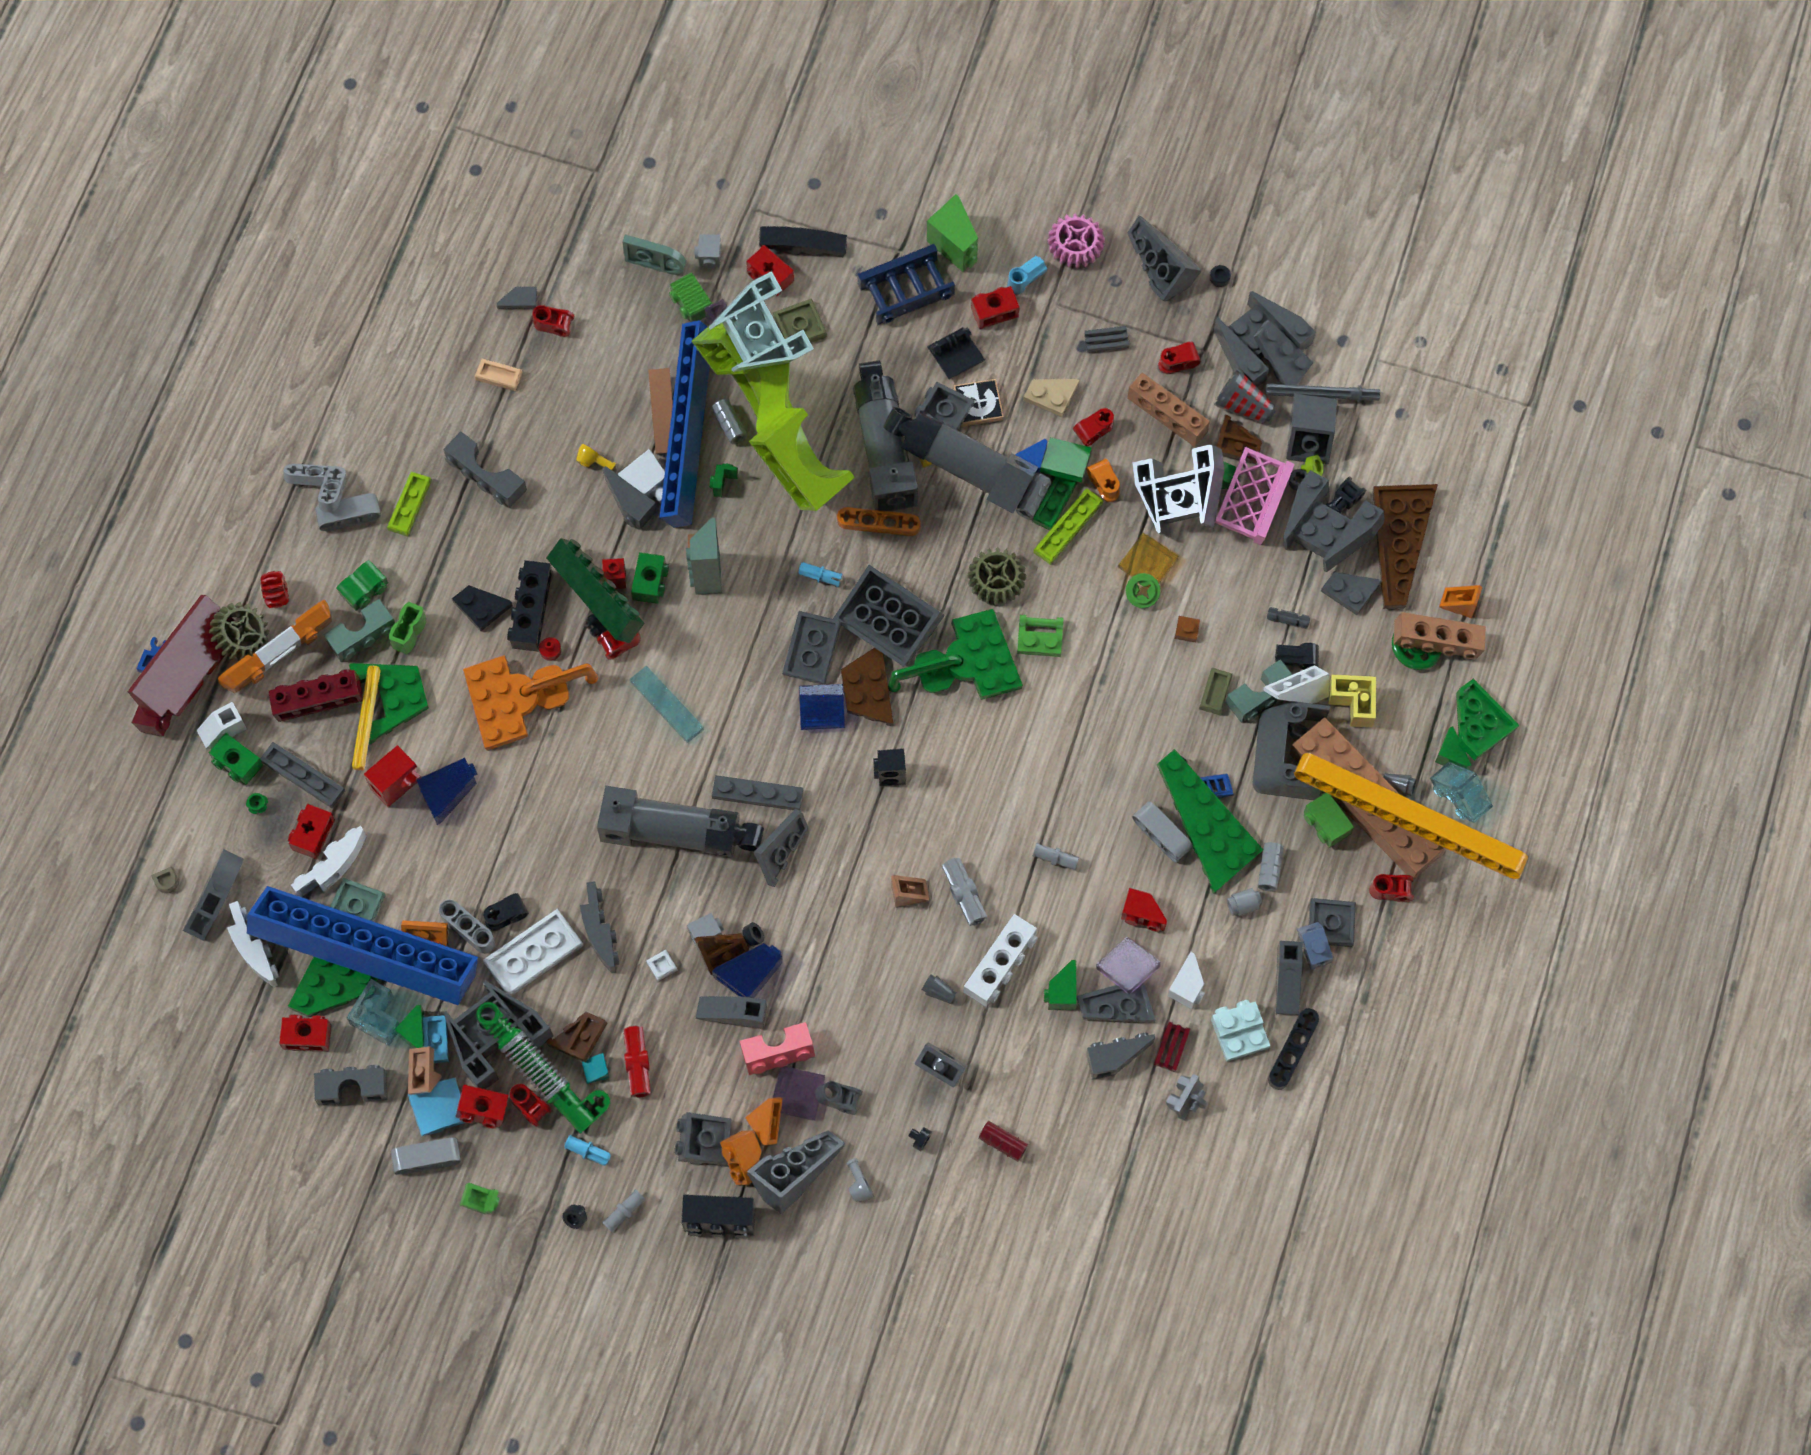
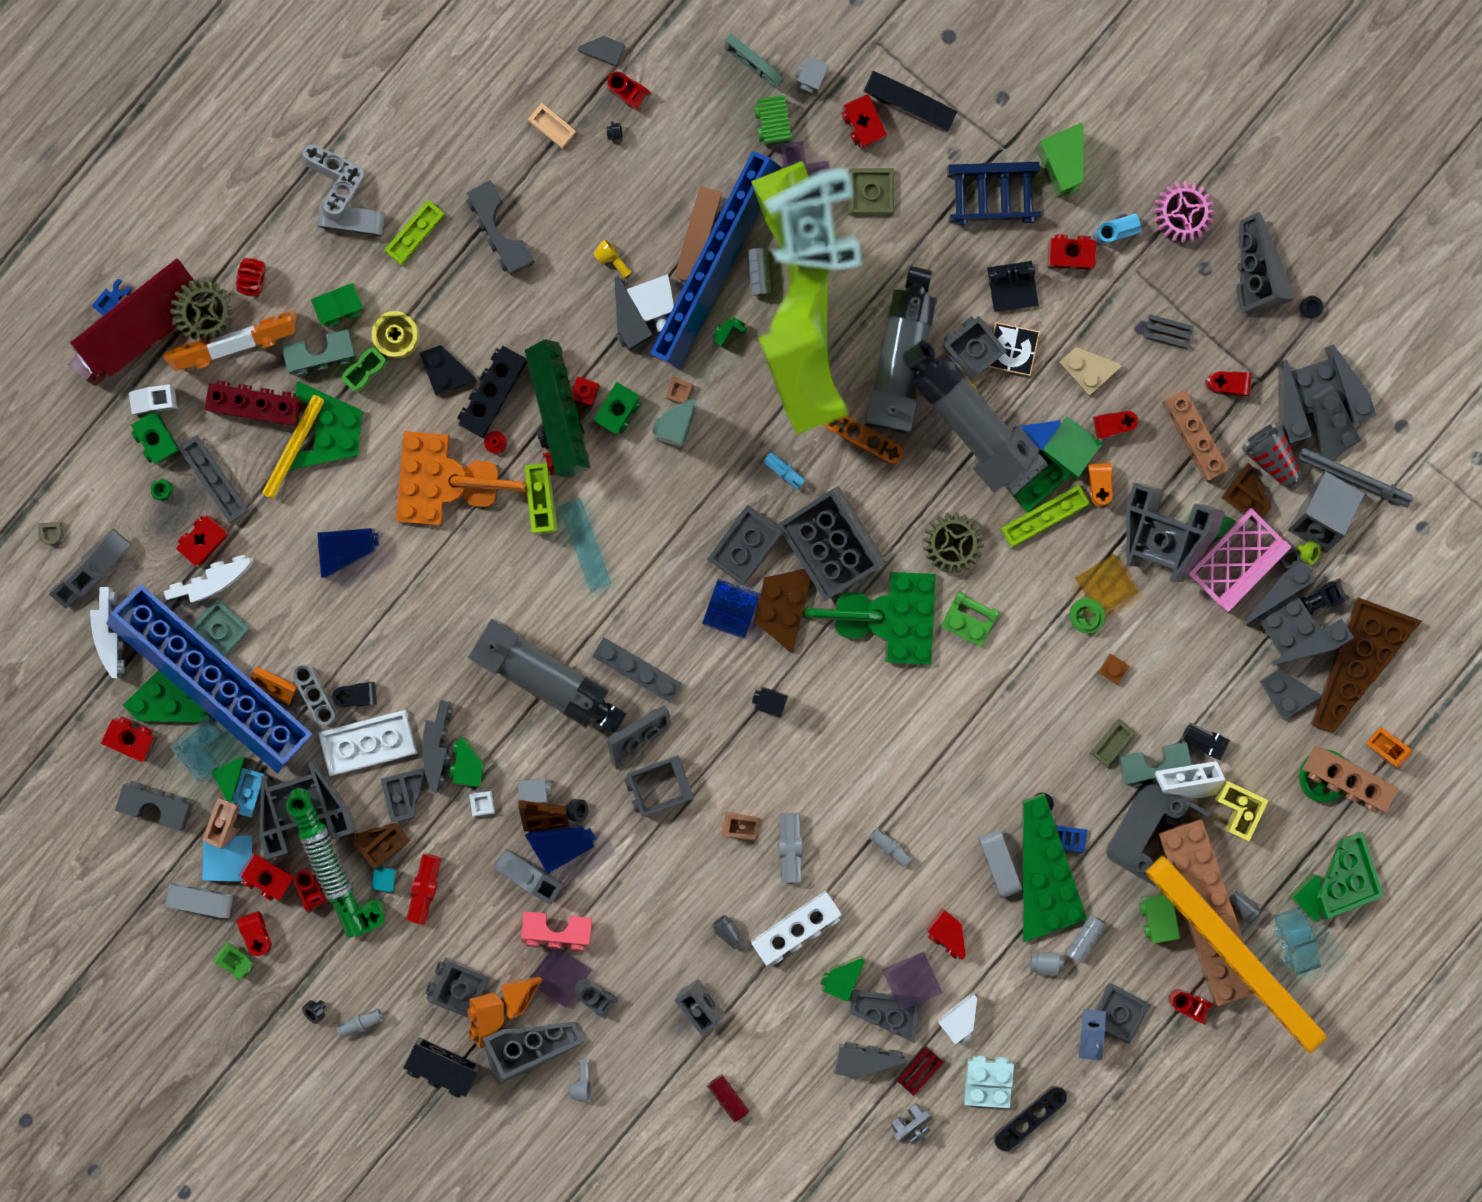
camera: 20 degrees right, 20 degrees up
(392, 776) = (296, 520): red piece -> none
(427, 577) = (386, 325): none -> light yellow brick
(489, 1164) = (253, 931): none -> red piece
(555, 358) = (614, 132): none -> black plate
(583, 983) = (402, 793): none -> dark grey wing
(587, 1150) = (348, 954): medium azure axle -> none
(610, 676) = (540, 499): none -> lime slope
(635, 933) = (468, 765): none -> green slope
(837, 868) = (638, 803): none -> dark grey window
(921, 1138) = (654, 1066): black tile -> none
(1288, 617) = (1215, 697): dark grey axle -> none
(1288, 977) = (1055, 1052): dark grey slope -> none

